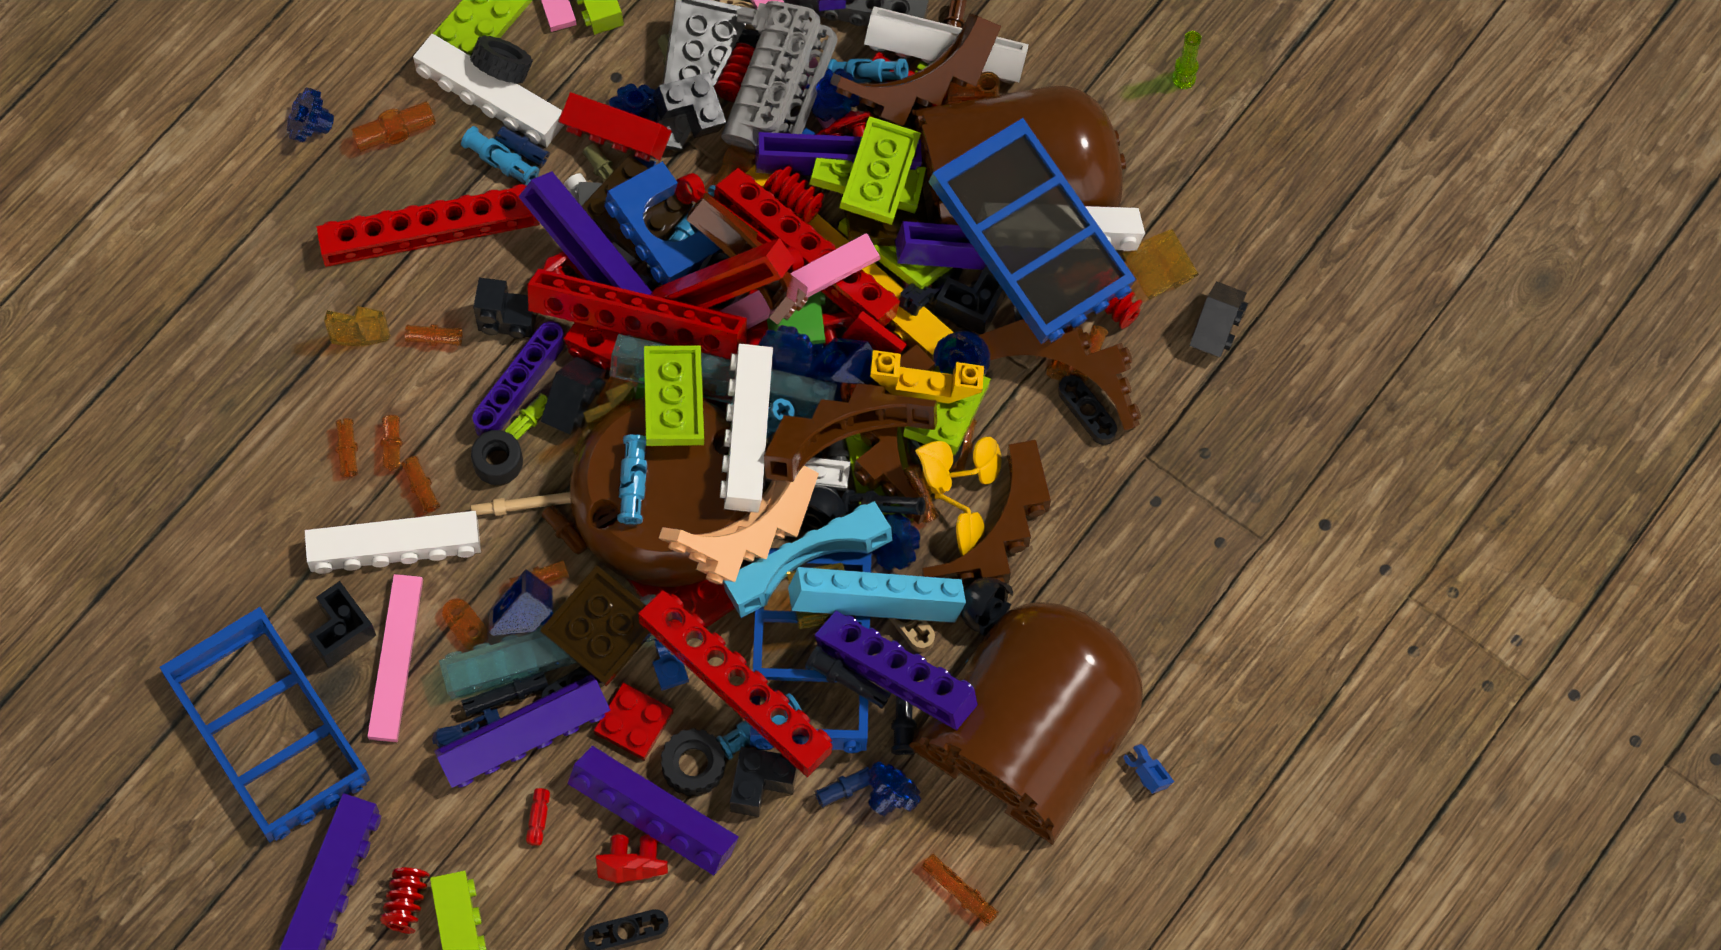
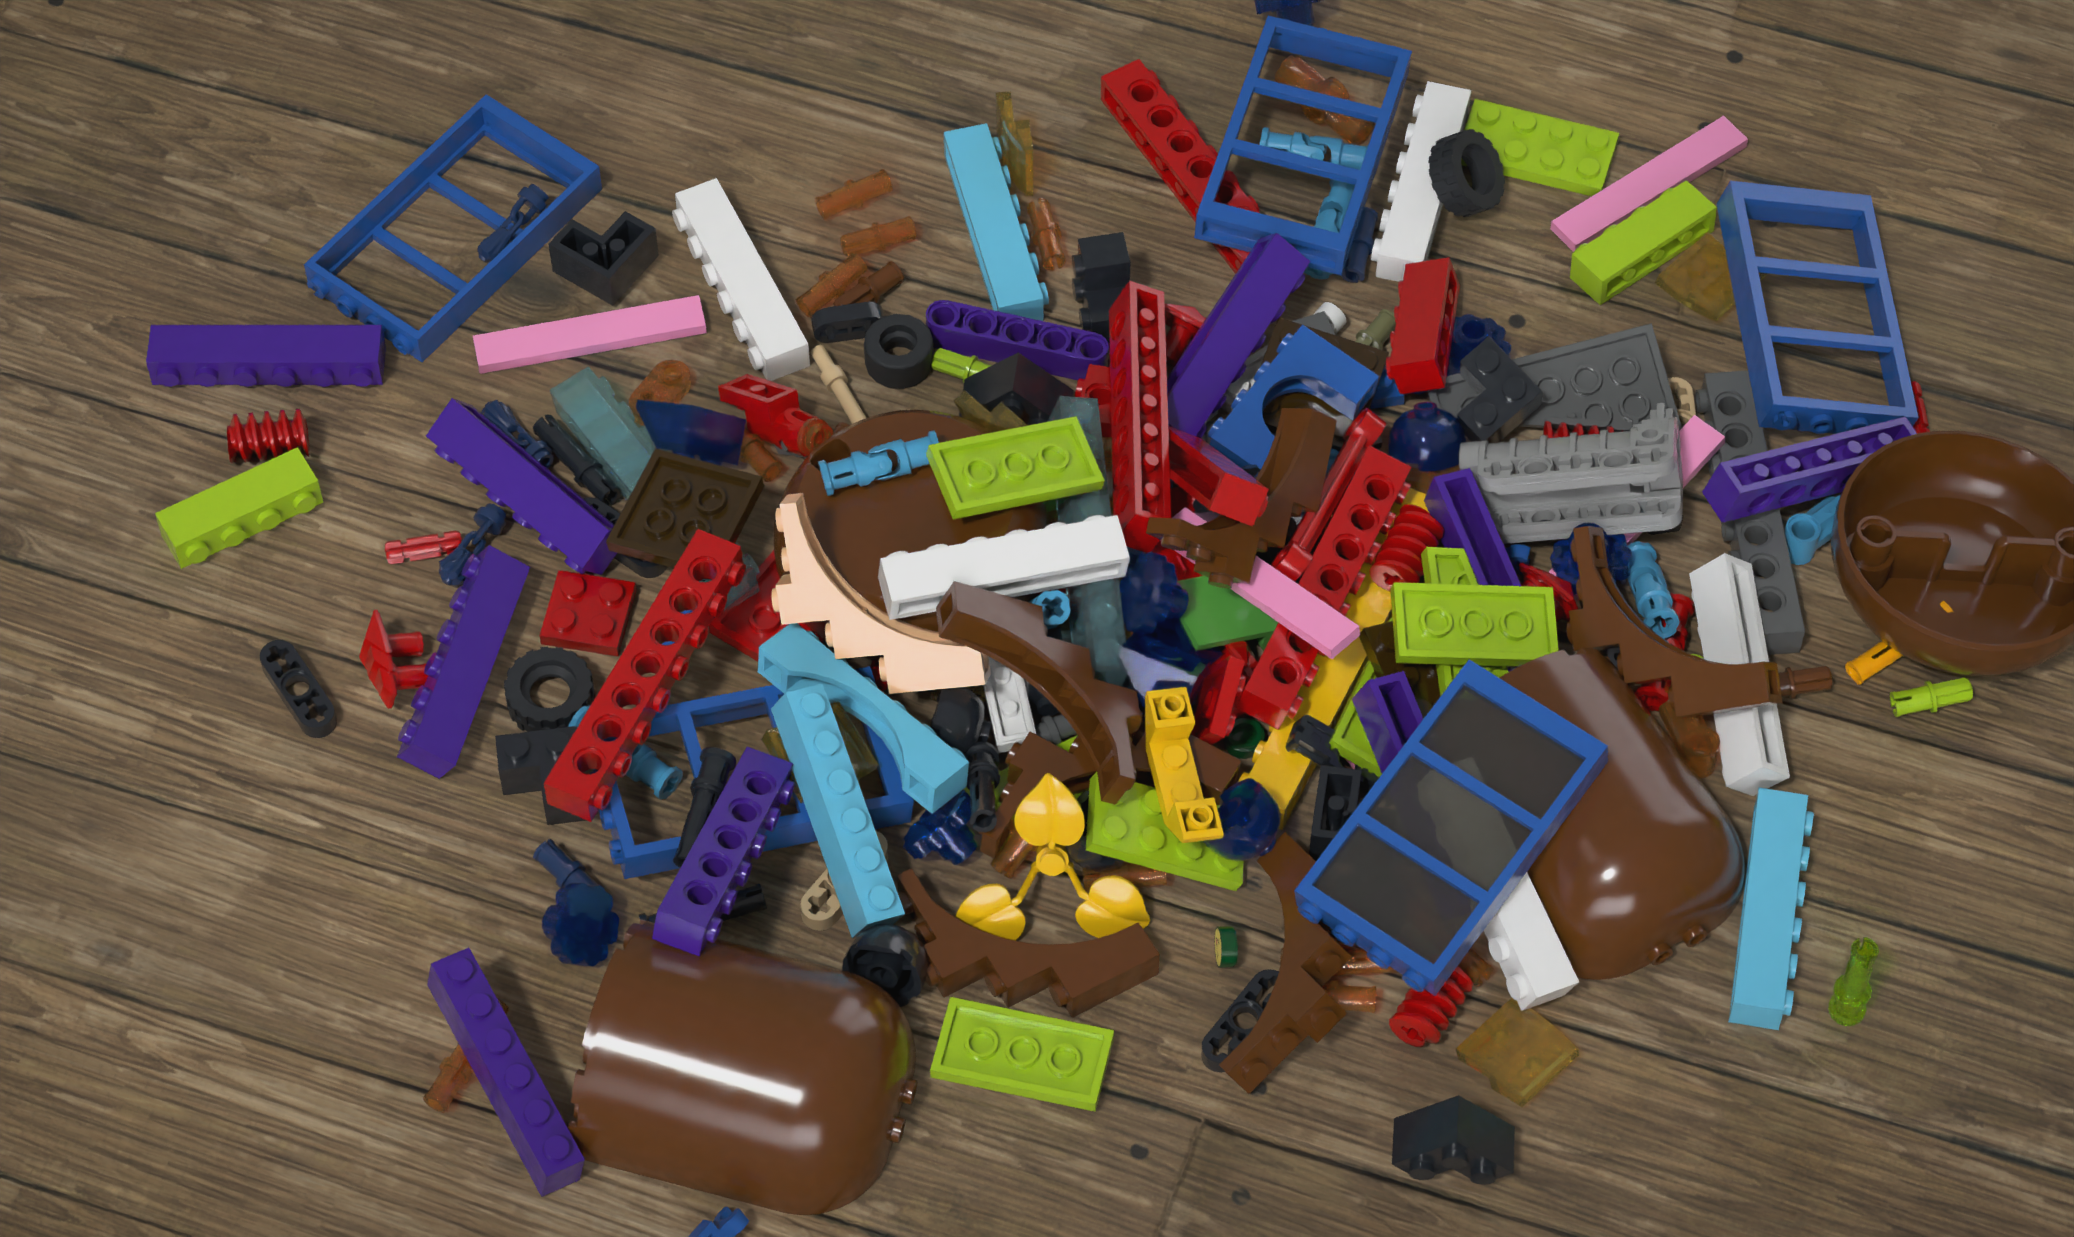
camera: 75 degrees right, 10 degrees down
(294, 699) = (499, 239): none -> dark blue piece
(413, 364) = (993, 222): none -> medium azure brick
(434, 146) = (1315, 147): none -> dark azure piece
(434, 462) = (873, 287): none -> reddish brown axle
(458, 483) = (845, 321): none -> black beam
(504, 199) = (1242, 227): none -> blue window
(526, 549) = (776, 415): none -> red plate
(565, 798) = (490, 520): none -> dark blue piece
(706, 156) = (1426, 437): none -> clear blue cylinder
(992, 863) = (505, 1072): none -> dark purple brick
(1034, 402) = (1226, 946): none -> dark green tile
(1071, 546) = (1022, 1054): none -> lime plate
(1116, 93) = (1769, 909): none -> medium azure brick

